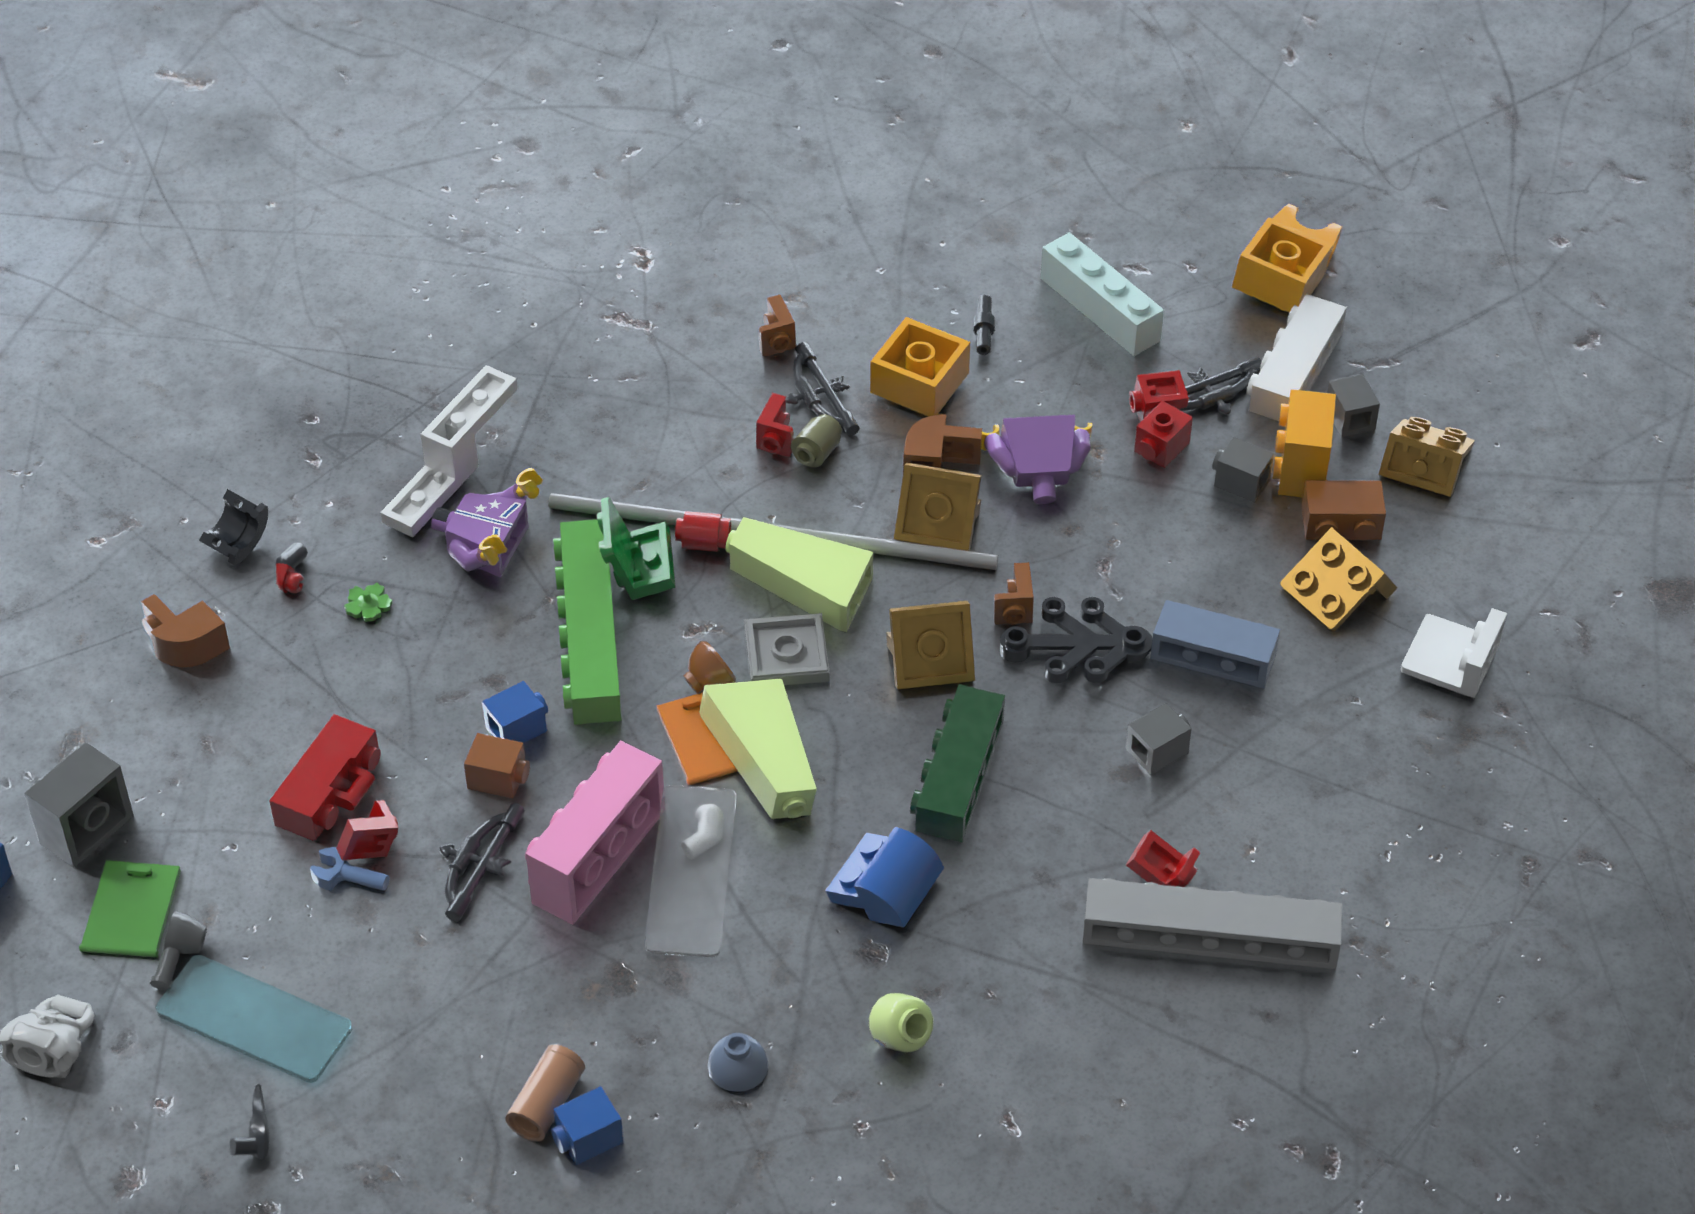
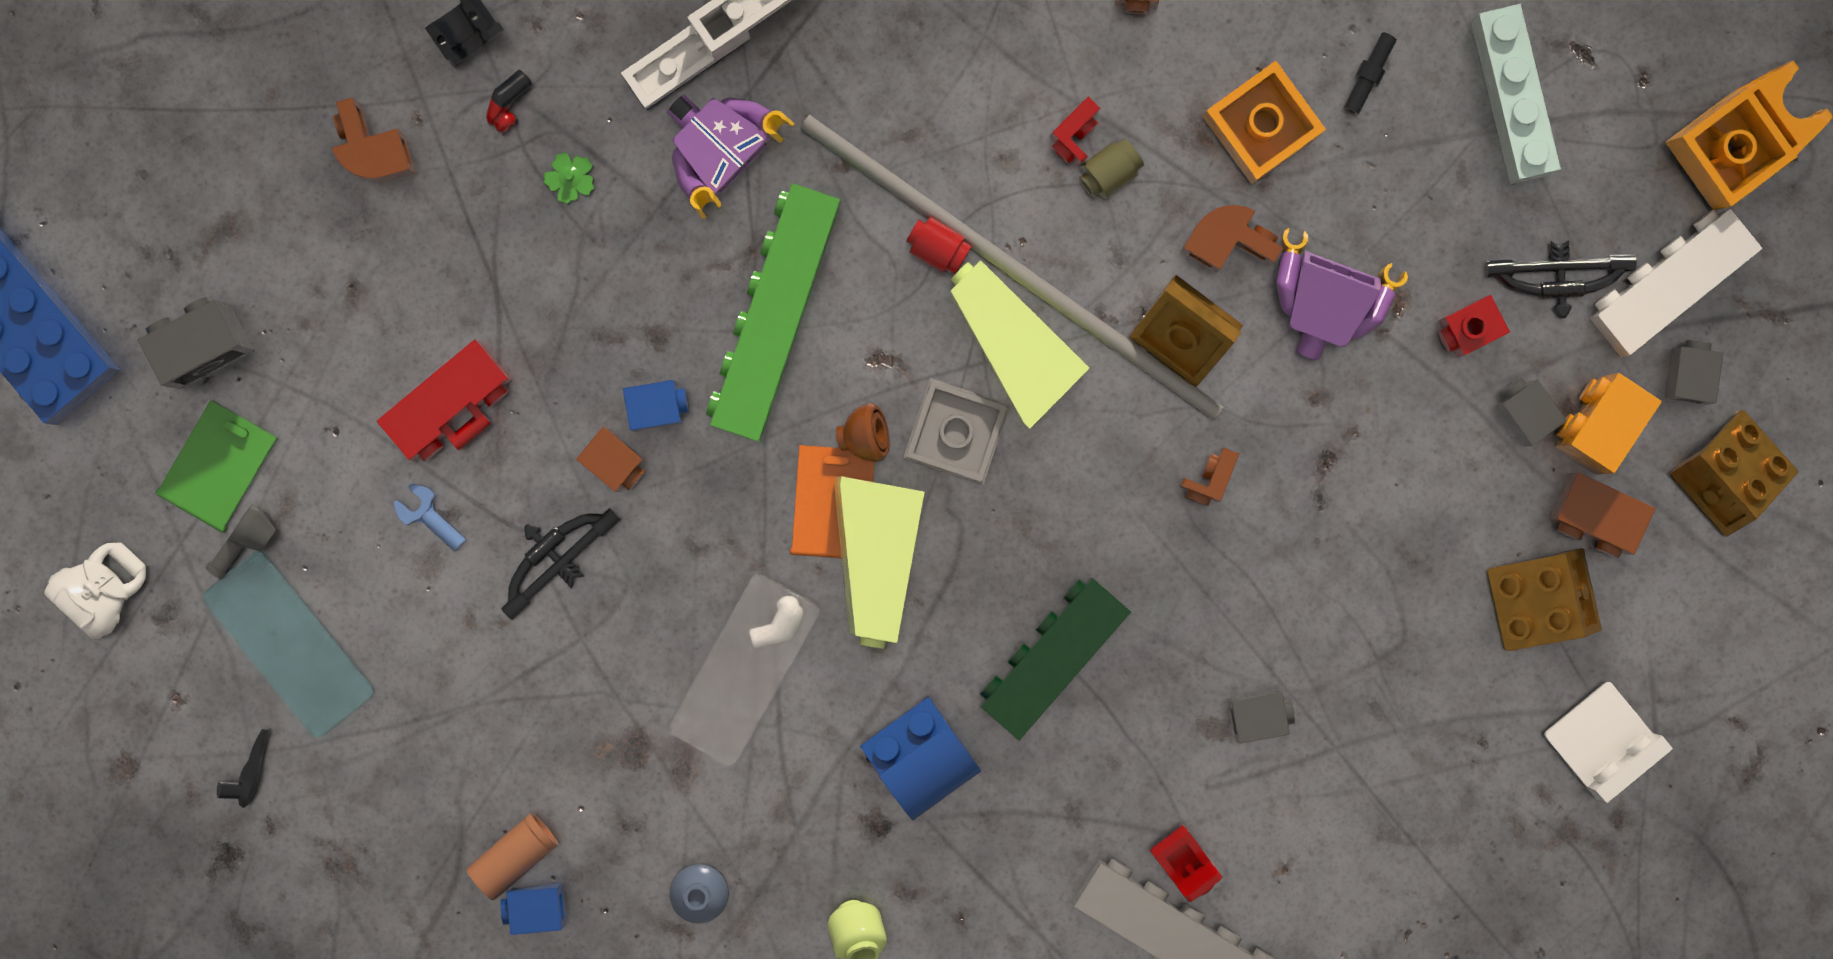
camera: 25 degrees right, 40 degrees up
(369, 836) = (453, 495): red bracket -> none
(595, 832) = (667, 600): bright pink brick -> none
(640, 557) = (855, 252): green bracket -> none
(810, 395) = (1170, 89): black piece -> none
(931, 644) = (1093, 508): pearl gold bracket -> none
(1124, 643) = (1251, 559): black plant -> none
(1157, 387) = (1496, 274): red bracket -> none
(1215, 644) = (1378, 625): sand blue brick -> none

